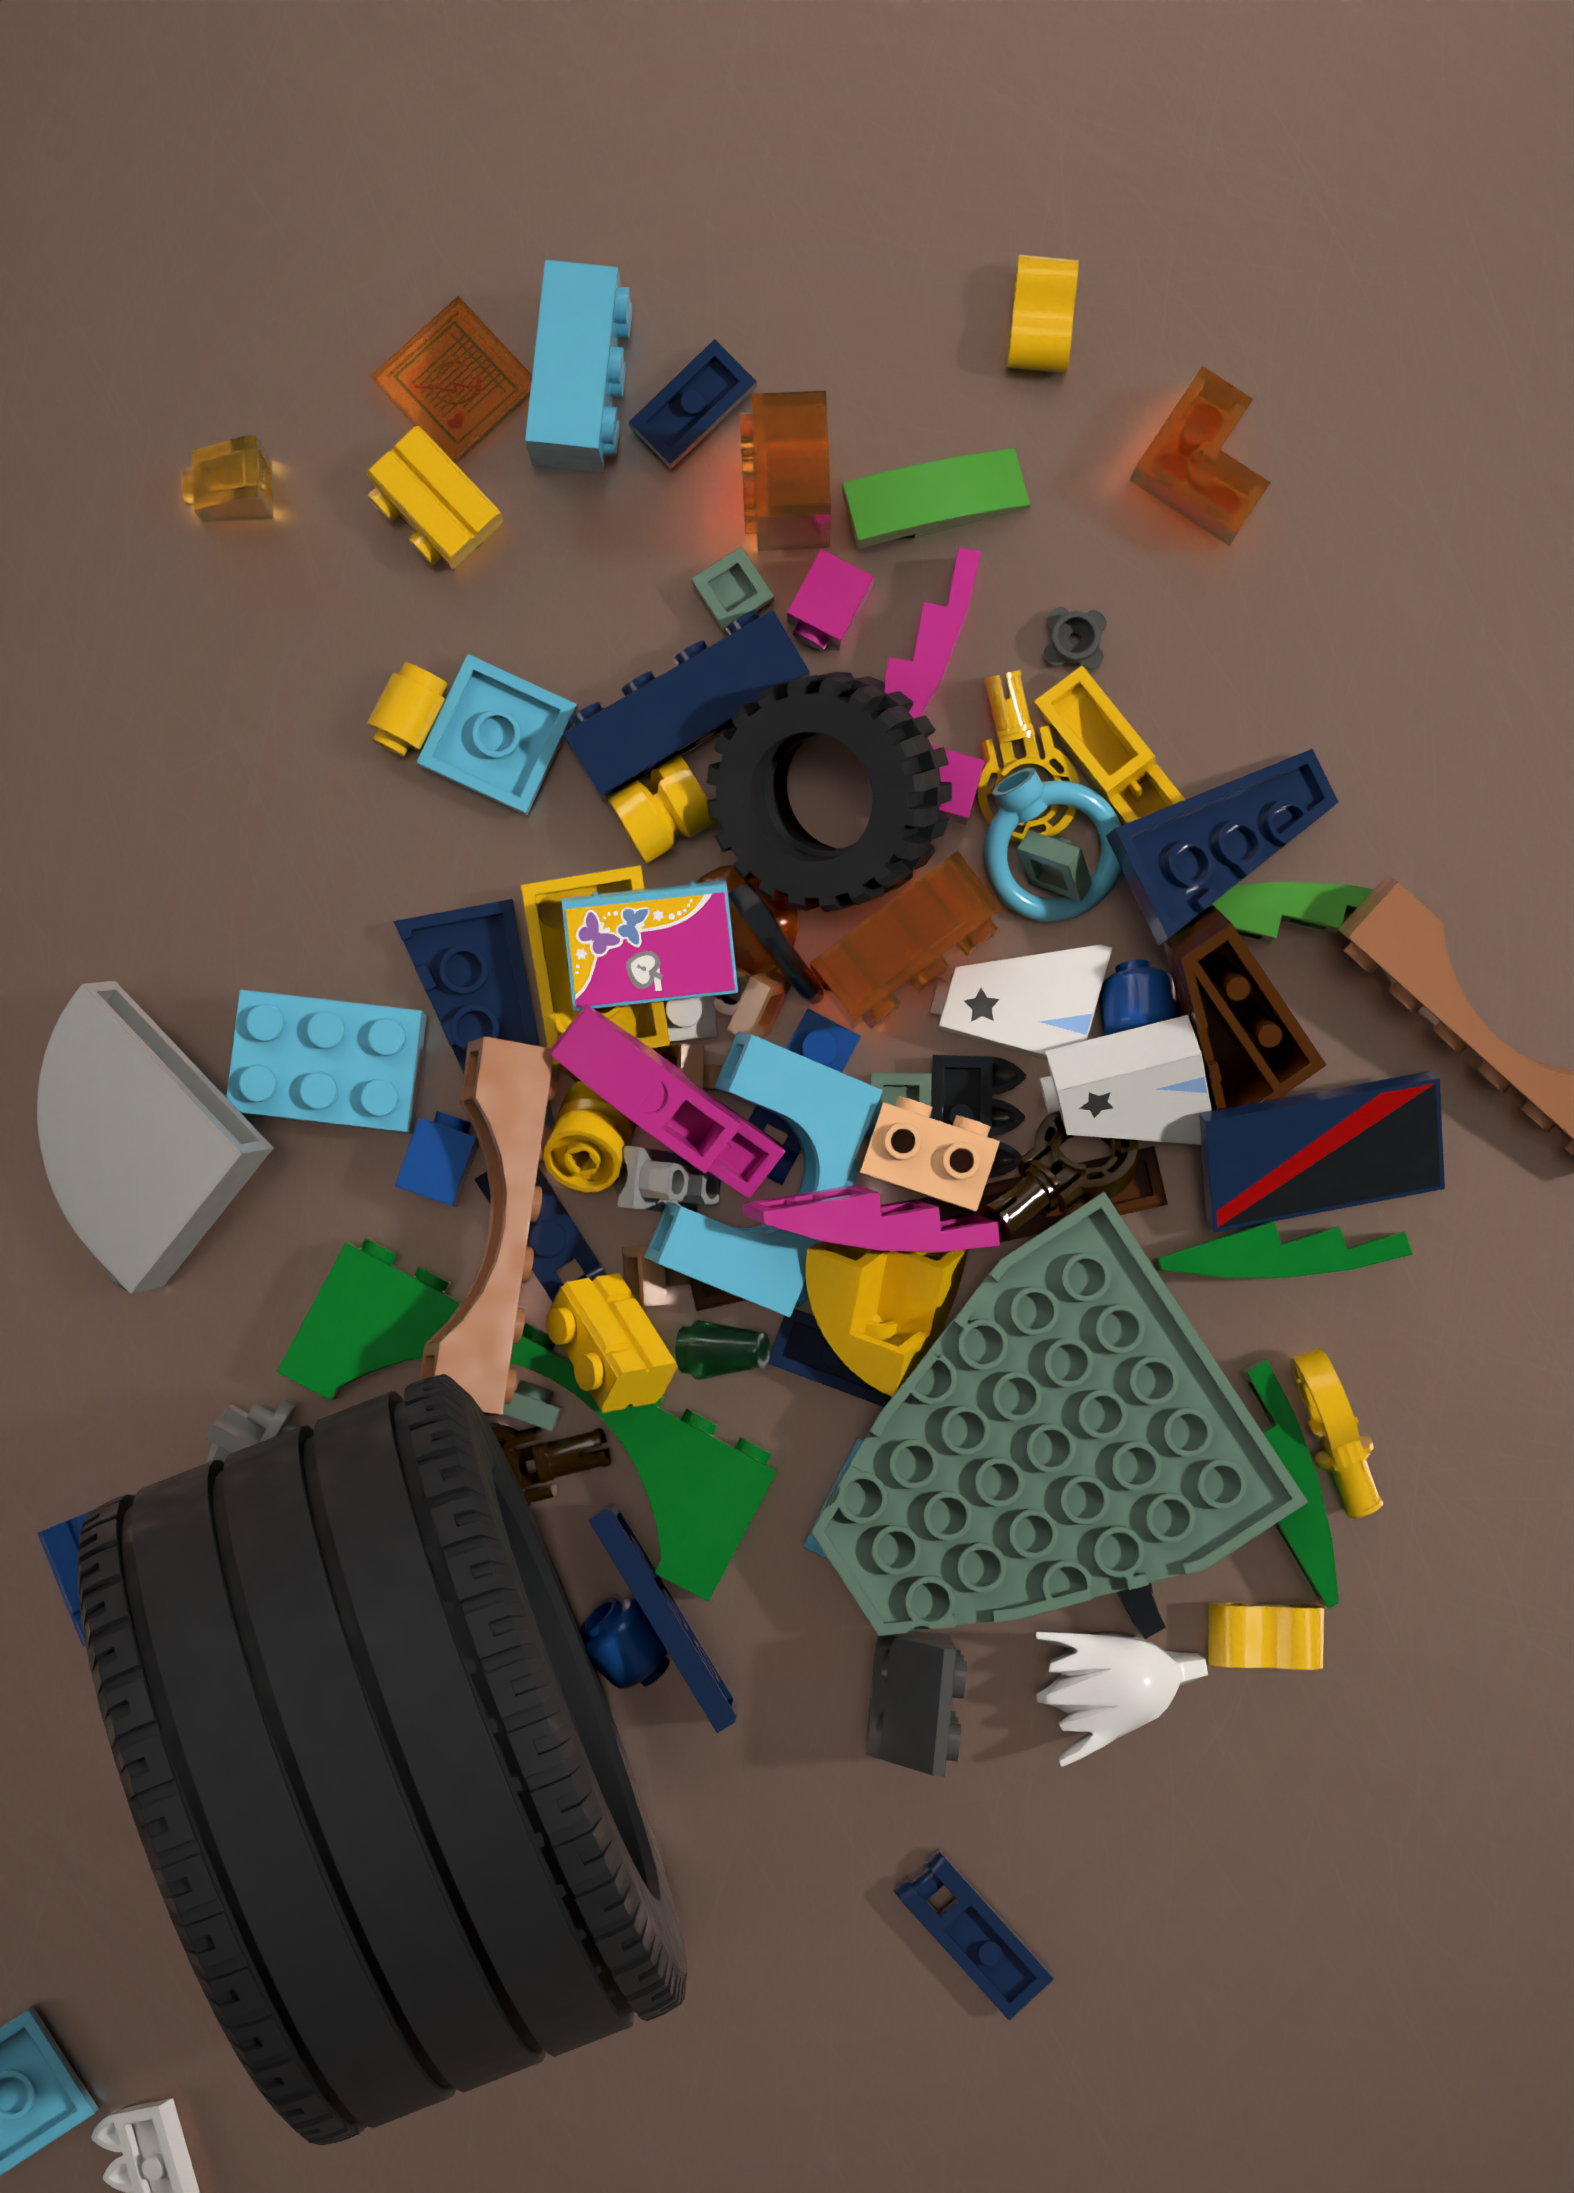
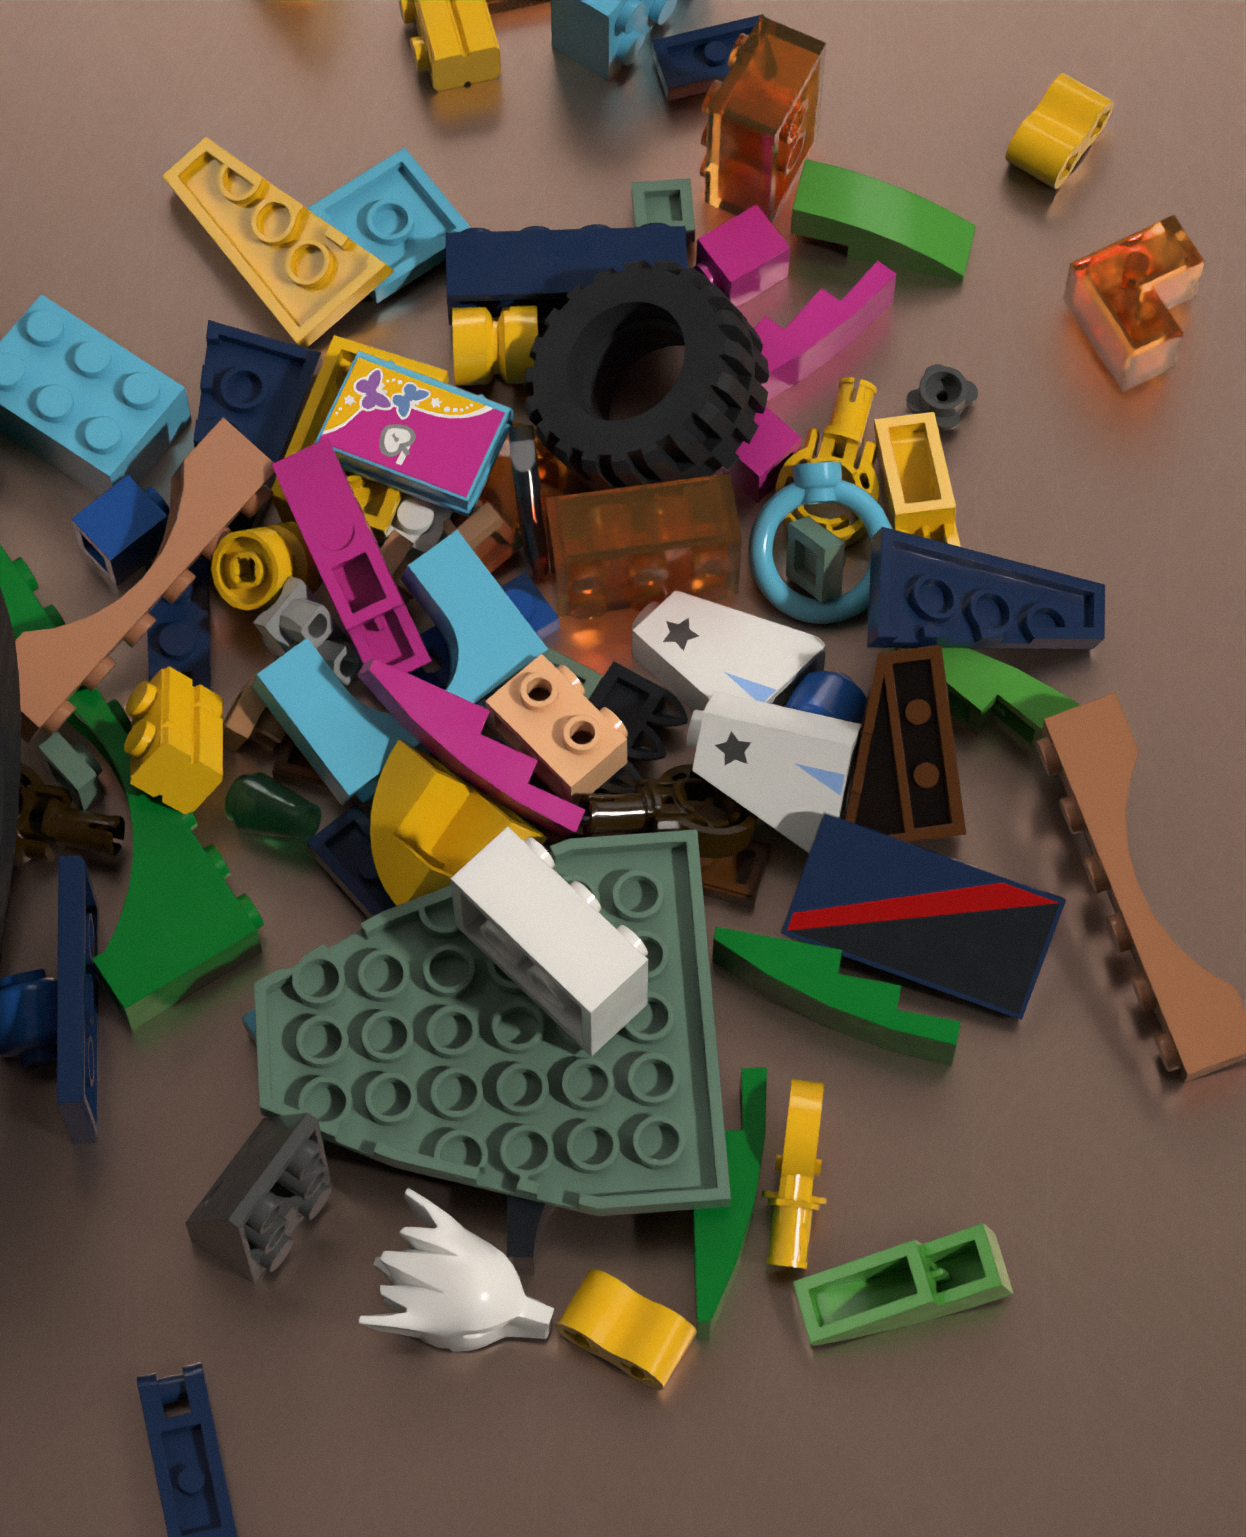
camera: 30 degrees right, 20 degrees down
(407, 709) = (325, 165): yellow brick -> none
(412, 812) = (282, 249): none -> yellow wing
(1055, 1378) = (551, 939): none -> white brick
(1470, 1475) = (903, 1286): none -> bright green slope

